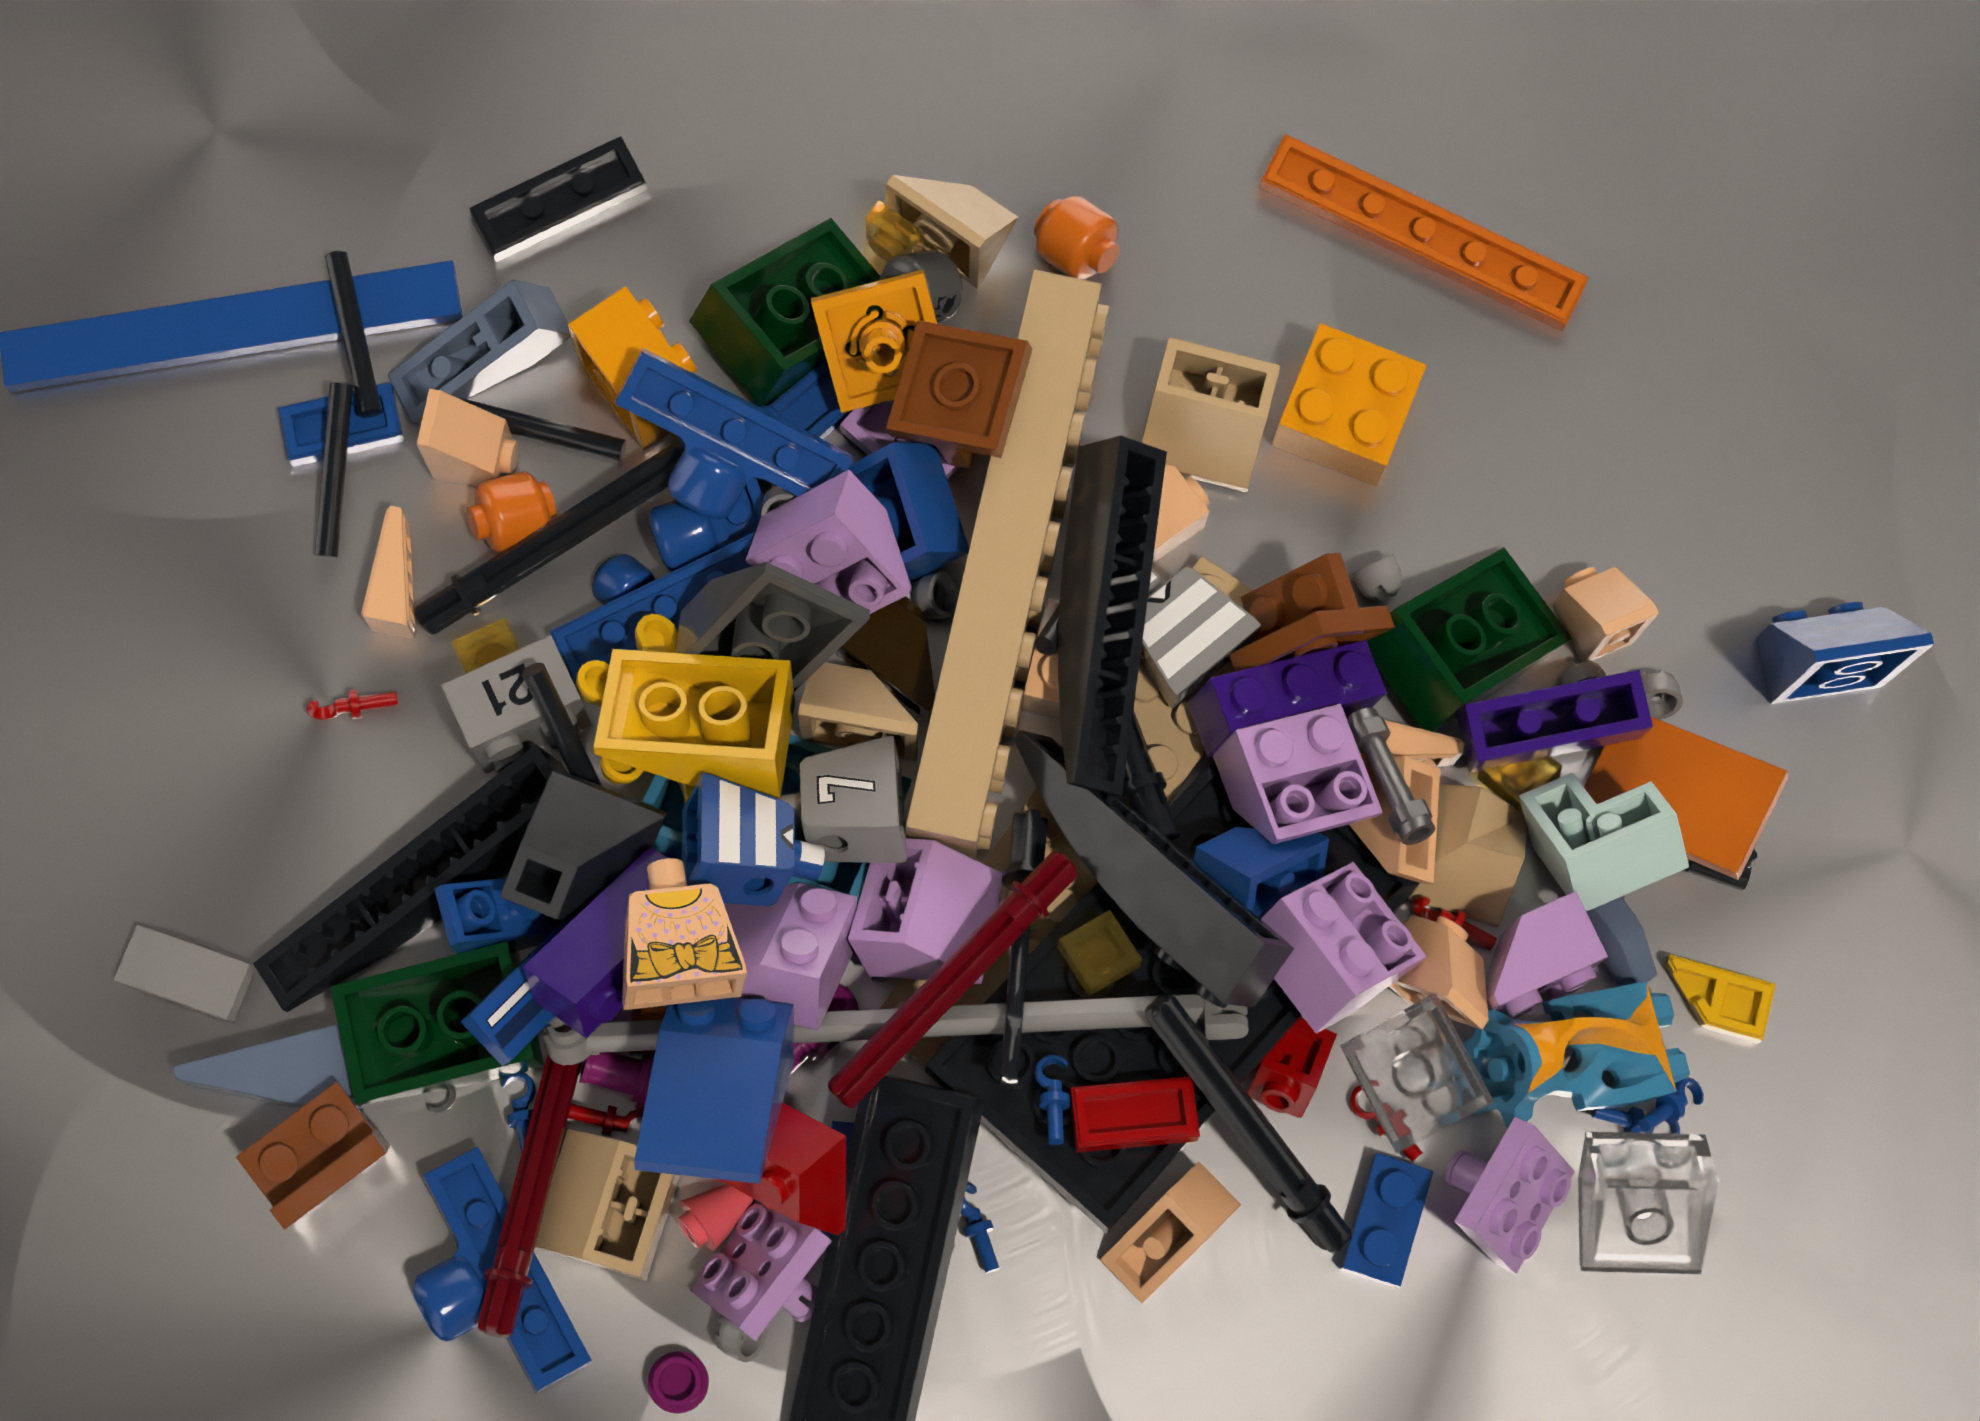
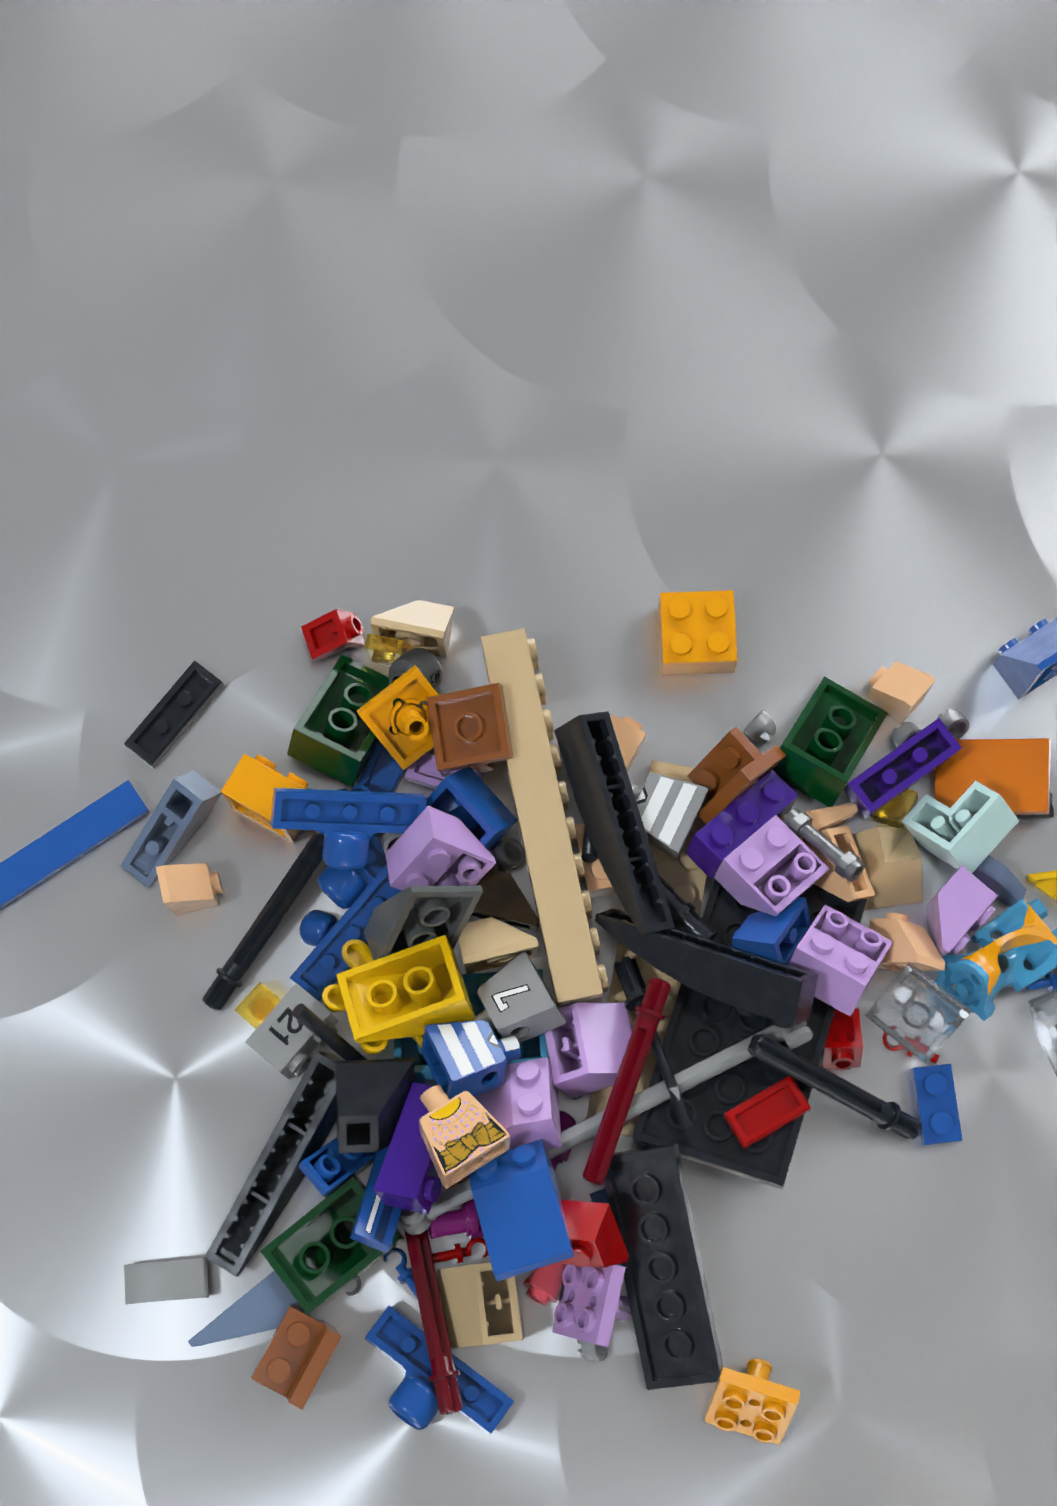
camera: 15 degrees left, 0 degrees up
(305, 427) = (106, 908): blue tile -> none
(333, 470) = (116, 938): black bar -> none
(353, 334) = (90, 851): black bar -> none
(353, 704) = (192, 1073): red hand -> none
(390, 590) = (183, 995): light nougat slope -> none
(510, 509) = (233, 915): orange head -> none
(558, 433) = (235, 856): black bar -> none
(678, 1382) = (570, 1390): magenta plate -> none
(831, 183) = (333, 633): none -> red bracket
(979, 1231) = (703, 1218): blue hand -> none
(1053, 1100) = (717, 1124): blue hand -> none
(1077, 237) = (493, 603): orange head -> none
(1099, 953) = (703, 1025): clear yellow plate -> none
(1170, 1232) = (816, 1169): light nougat slope -> none
(1210, 412) = (619, 673): tan slope -> none
(1423, 232) = (693, 509): orange tile -> none
(1475, 934) = (897, 908): red hand -> none
(1510, 1193) = (1001, 1057): lavender plate -> none

